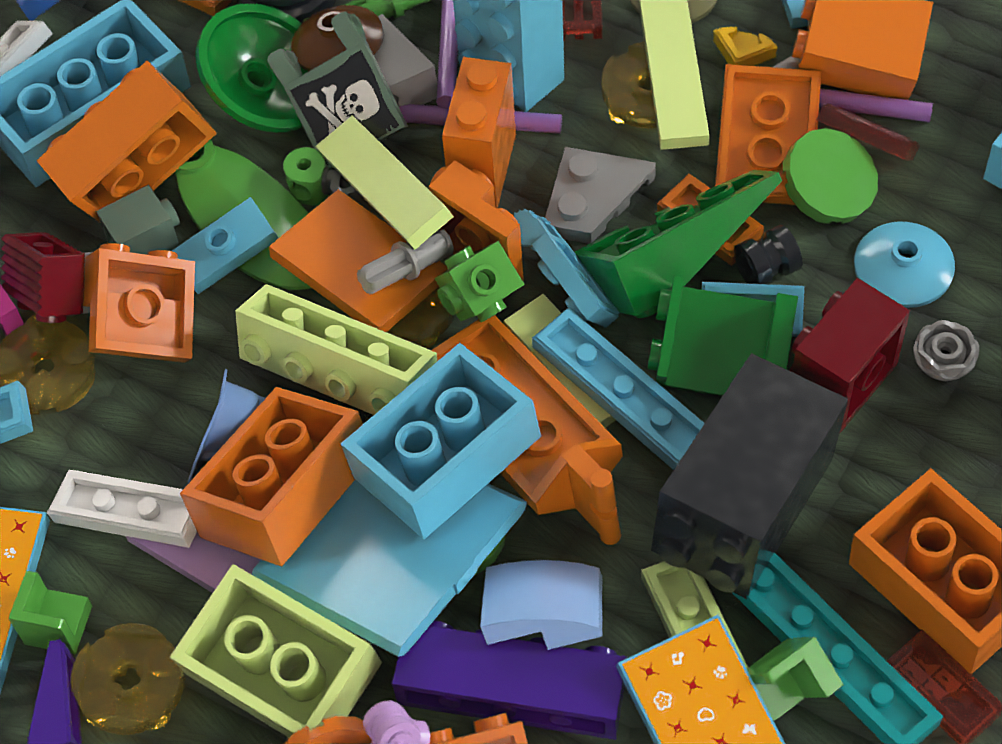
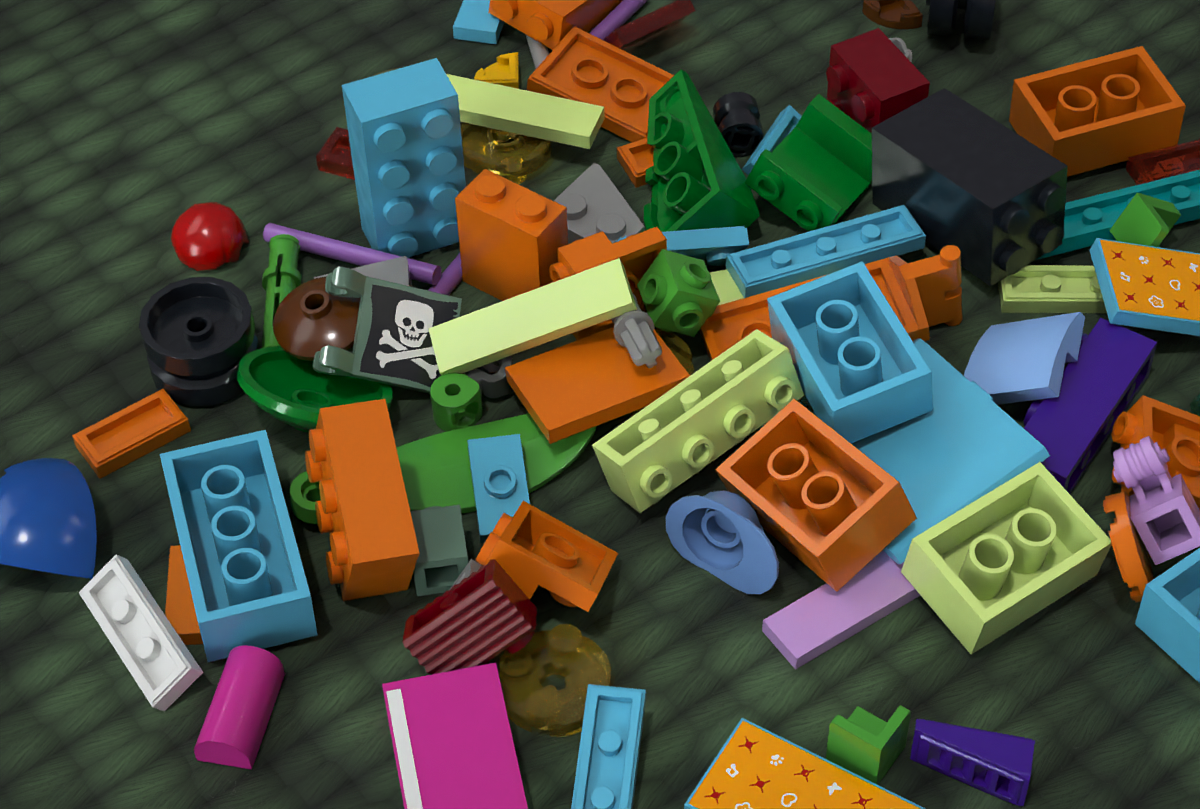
camera: 70 degrees left, 10 degrees down
(123, 508) = (773, 643): white tile -> none
(146, 704) = (969, 666): clear yellow plate -> none
(830, 176) = (667, 53): bright green tile -> none
(905, 280) = (779, 61): medium azure dish -> none

